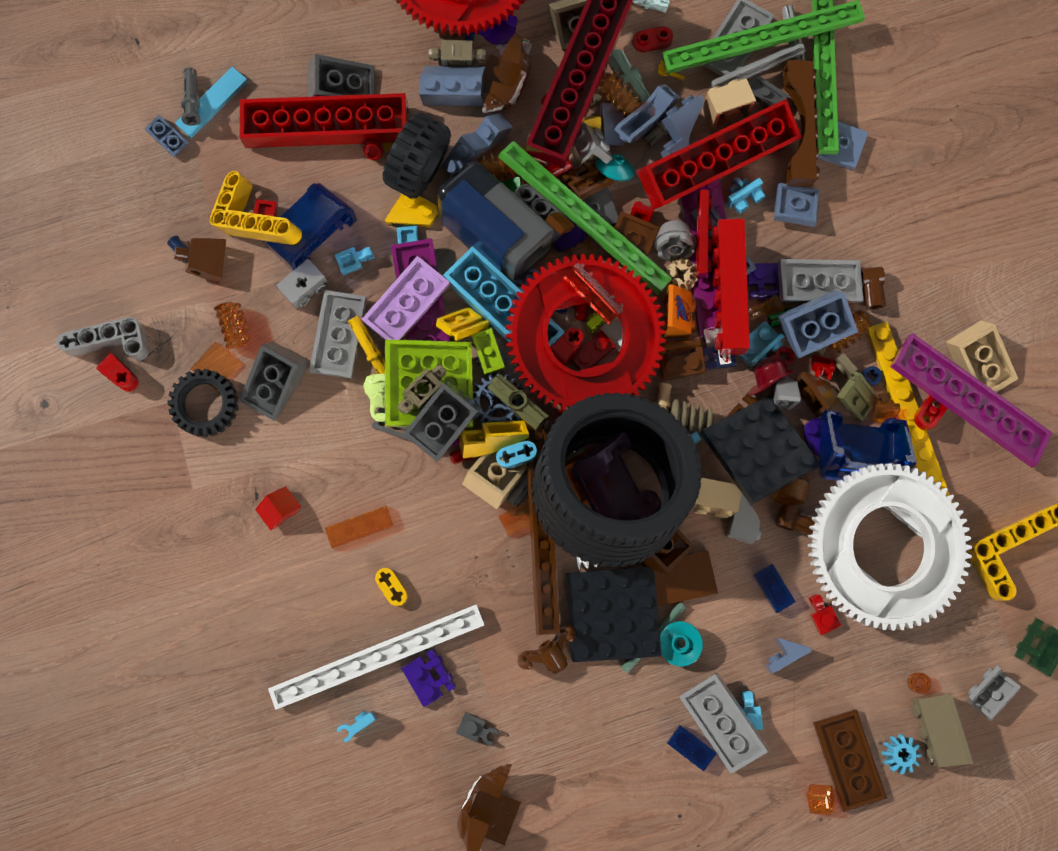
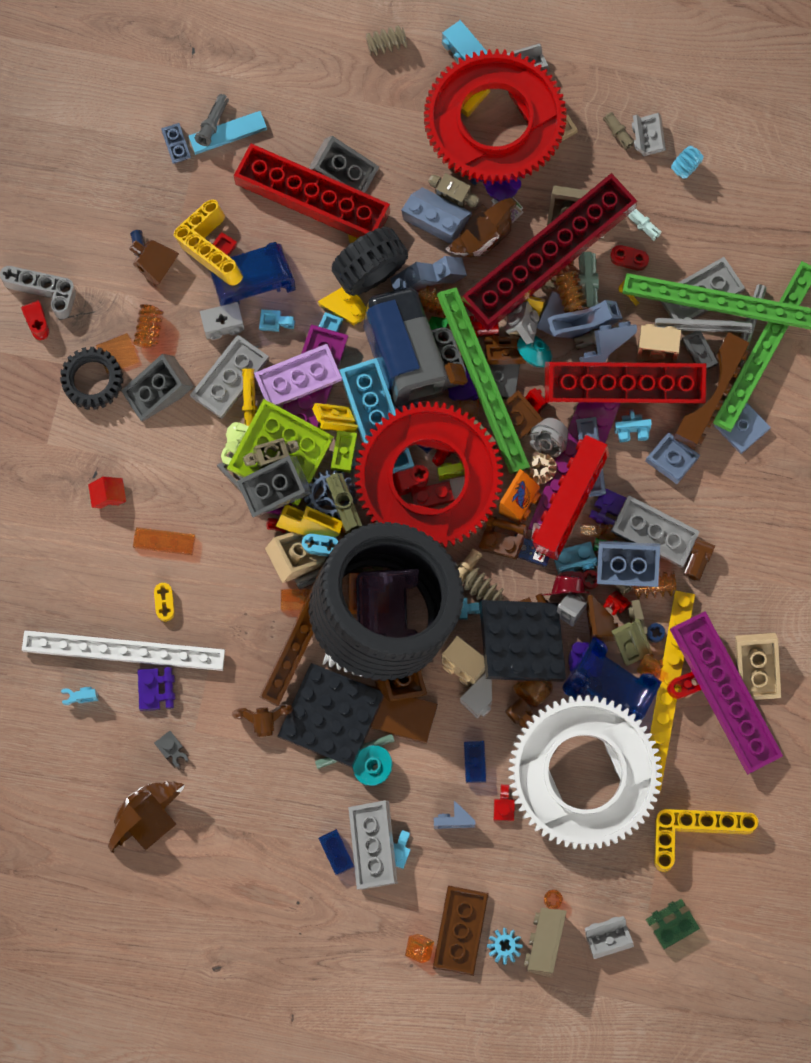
camera: 30 degrees right, 5 degrees down
(373, 149) = (340, 237): red plate -> none
(593, 293) = (450, 444): clear red plate -> none
(703, 243) = (569, 450): red plate -> none

